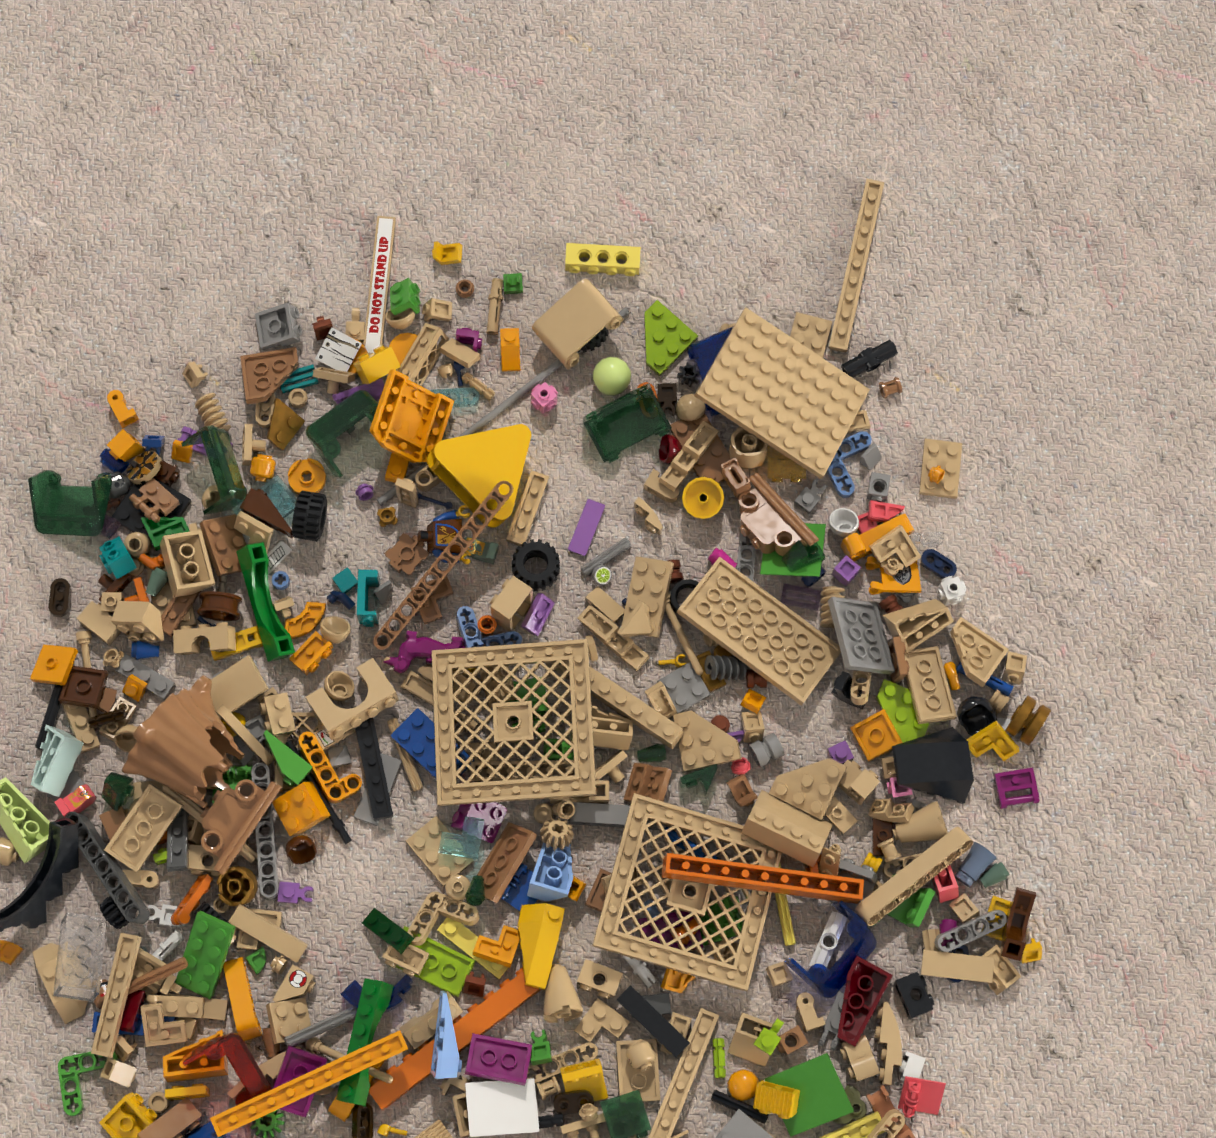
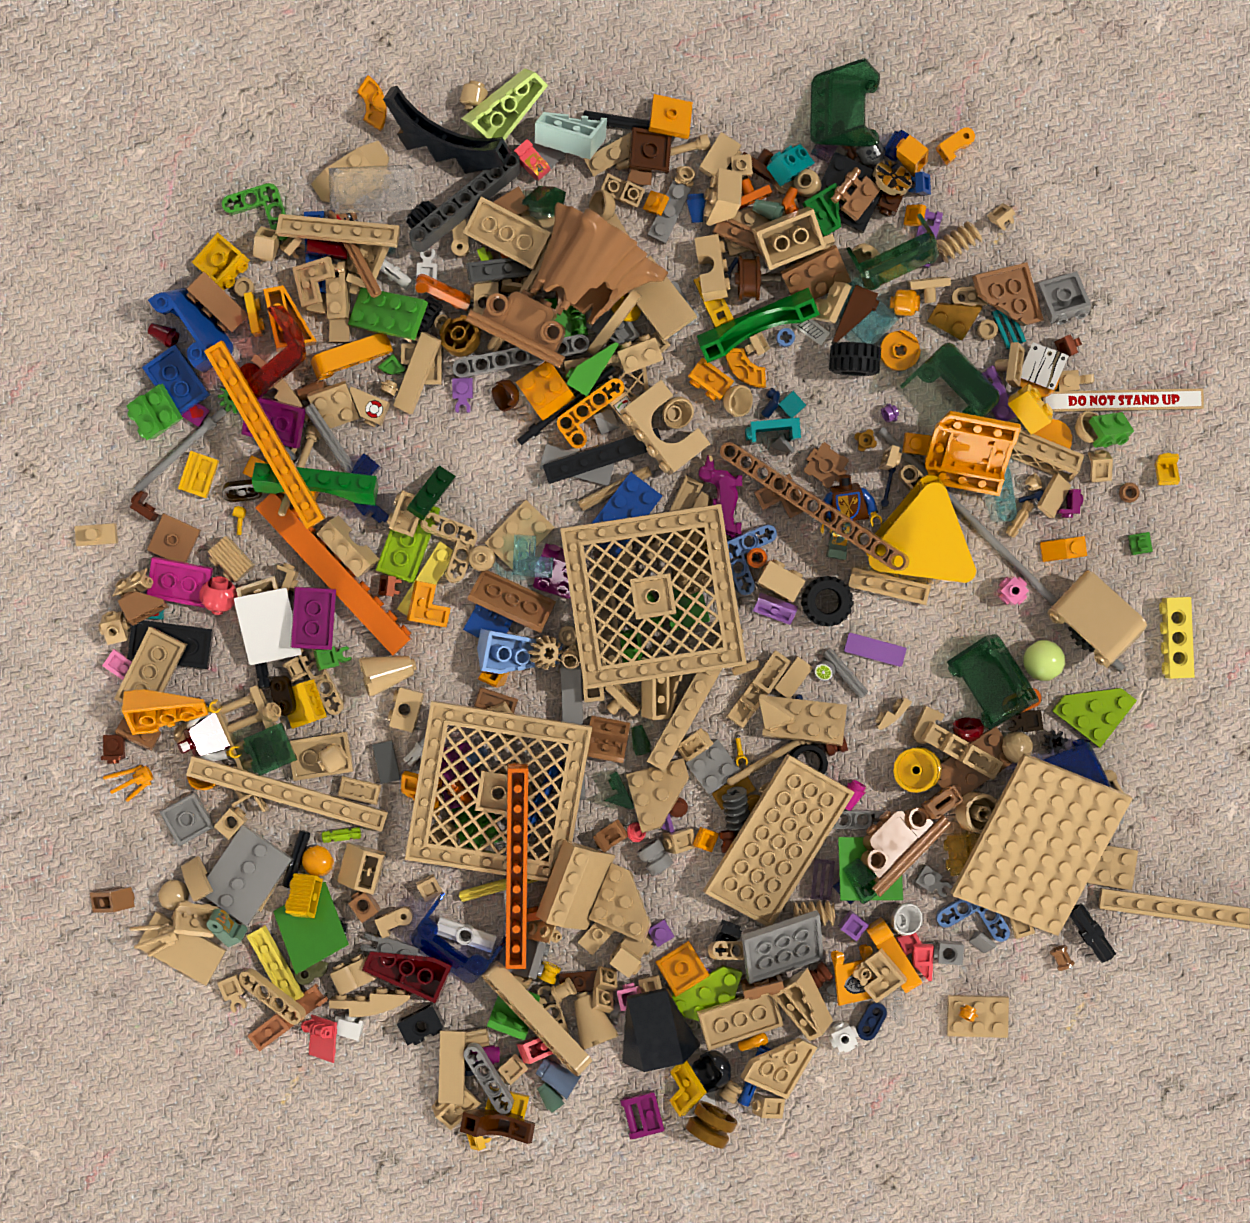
camera: 90 degrees right, 15 degrees up
(59, 598) = (743, 111): dark brown plate -> none
(107, 718) = (619, 179): dark brown axle -> none
(445, 1051) = (309, 565): light blue wedge -> none
(476, 894) = (478, 577): clear green cone -> none
(494, 306) = (1111, 527): tan pin -> none
(539, 935) = (440, 645): yellow wedge -> none
(601, 1016) = (370, 712): tan plate -> none
(653, 1021) = (368, 767): black slope -> none
(768, 1039) = (358, 884): lime plate -> none

